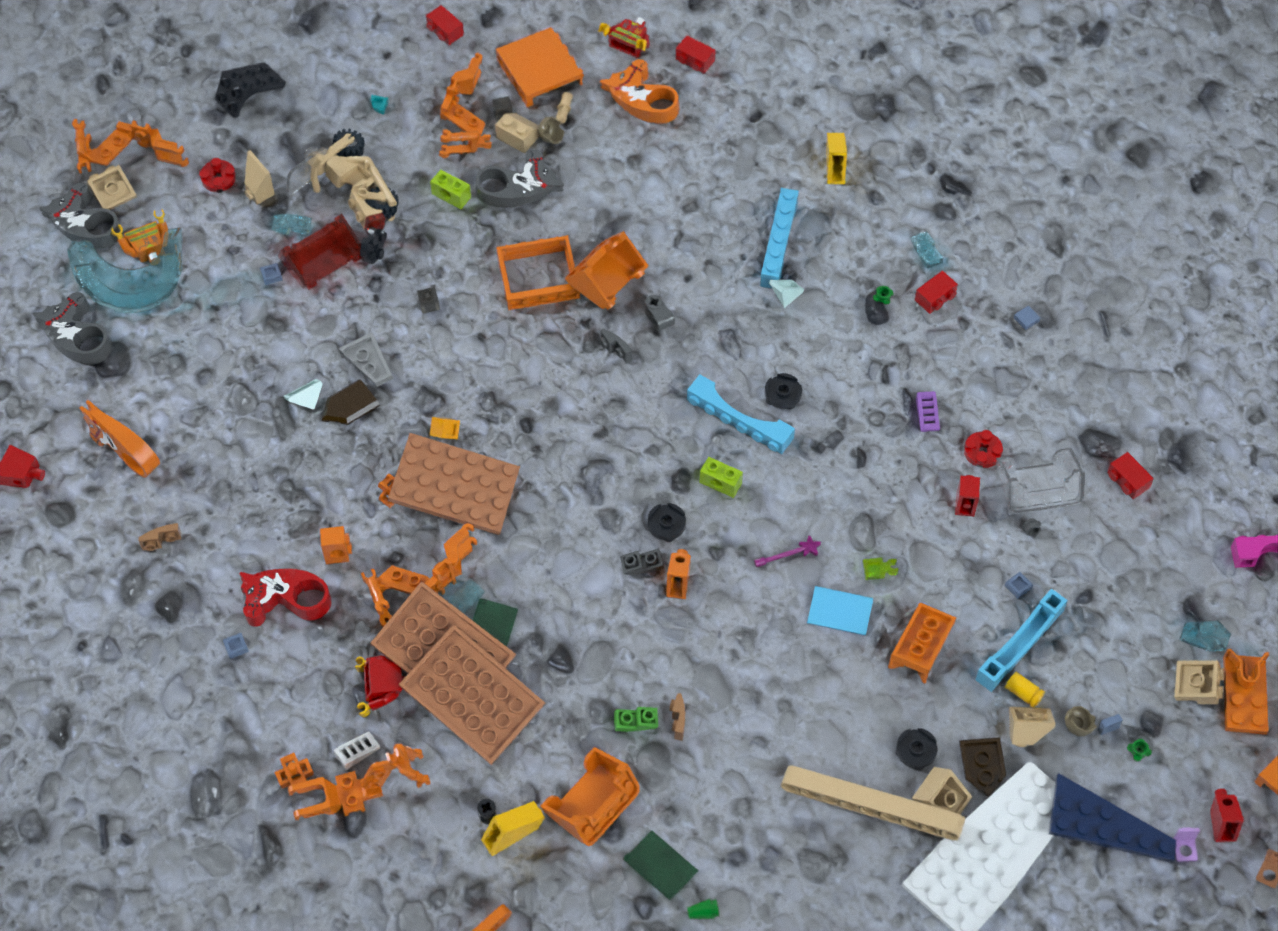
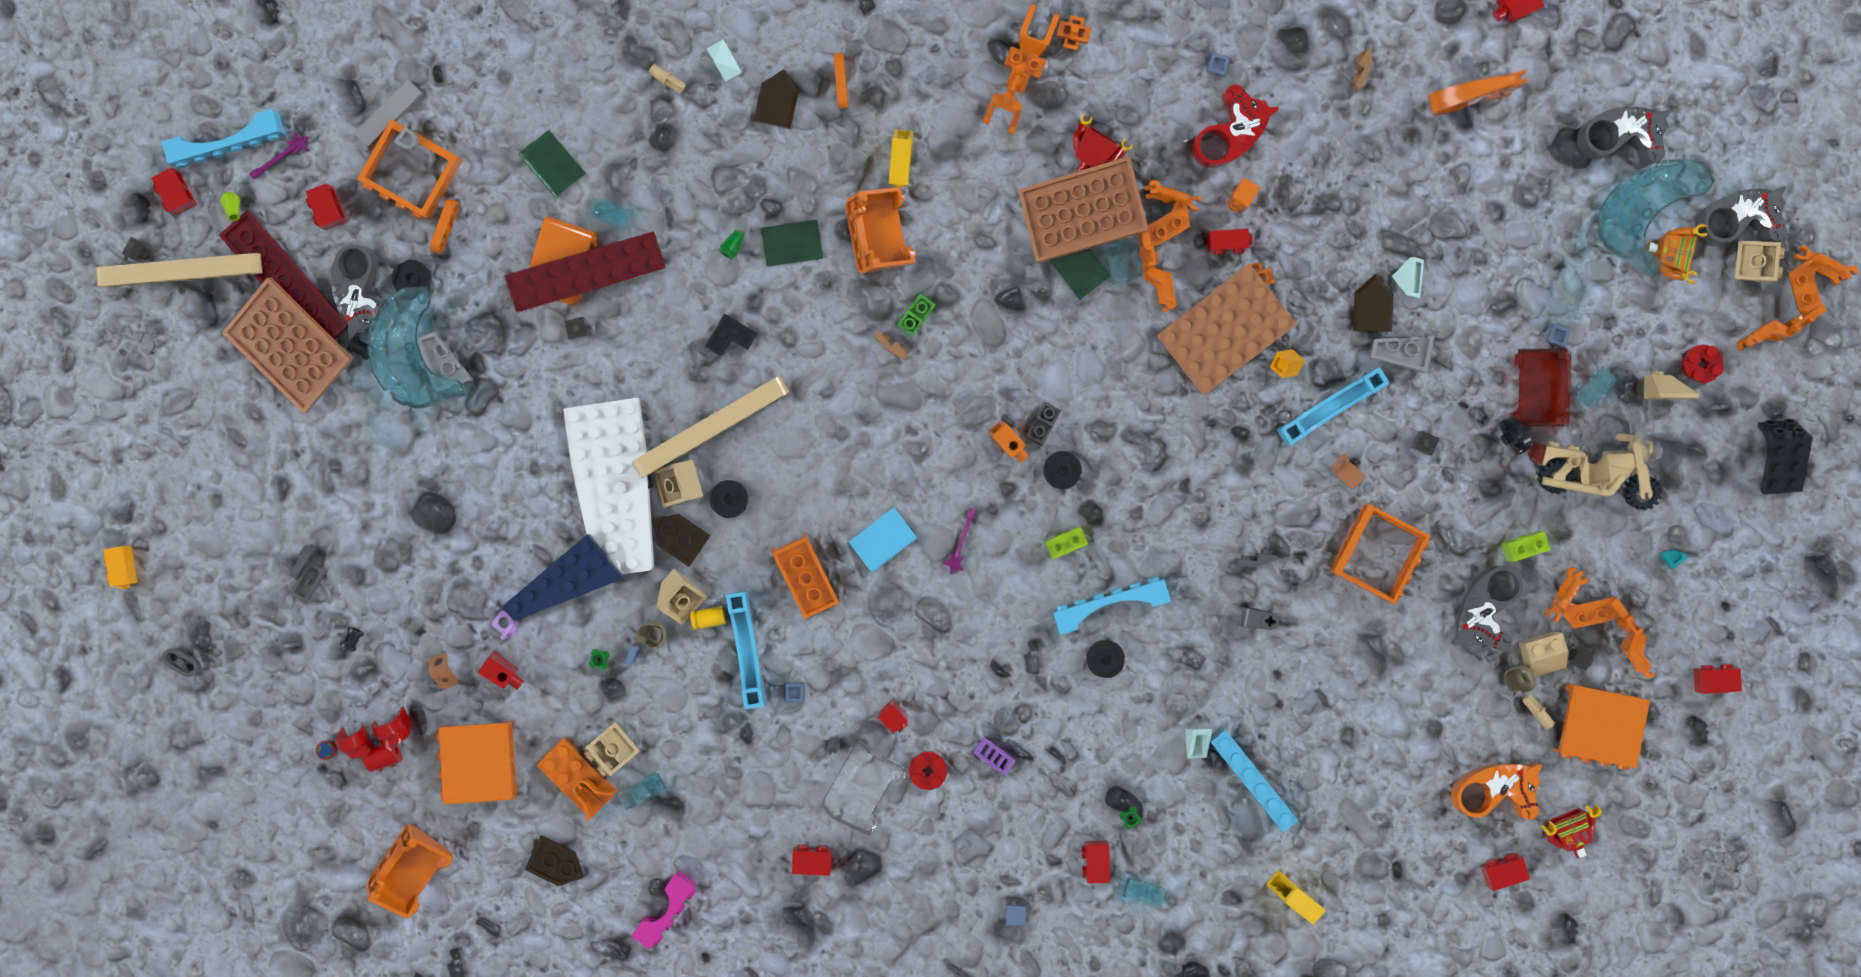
camera: 130 degrees right, 30 degrees up
(349, 762) = (1056, 75): white slope -> none
(379, 533) = (1229, 240): none -> red brick
(472, 694) = (1028, 203): nougat plate -> none
(485, 805) = (932, 143): black bush -> none
(486, 384) = (1332, 406): none -> medium azure arch
(495, 330) = (1347, 472): none -> nougat bracket
(607, 270) = (1332, 606): orange windscreen -> none
(779, 855) = (727, 331): none -> black plate
(876, 568) = (894, 595): clear neon green plate -> none

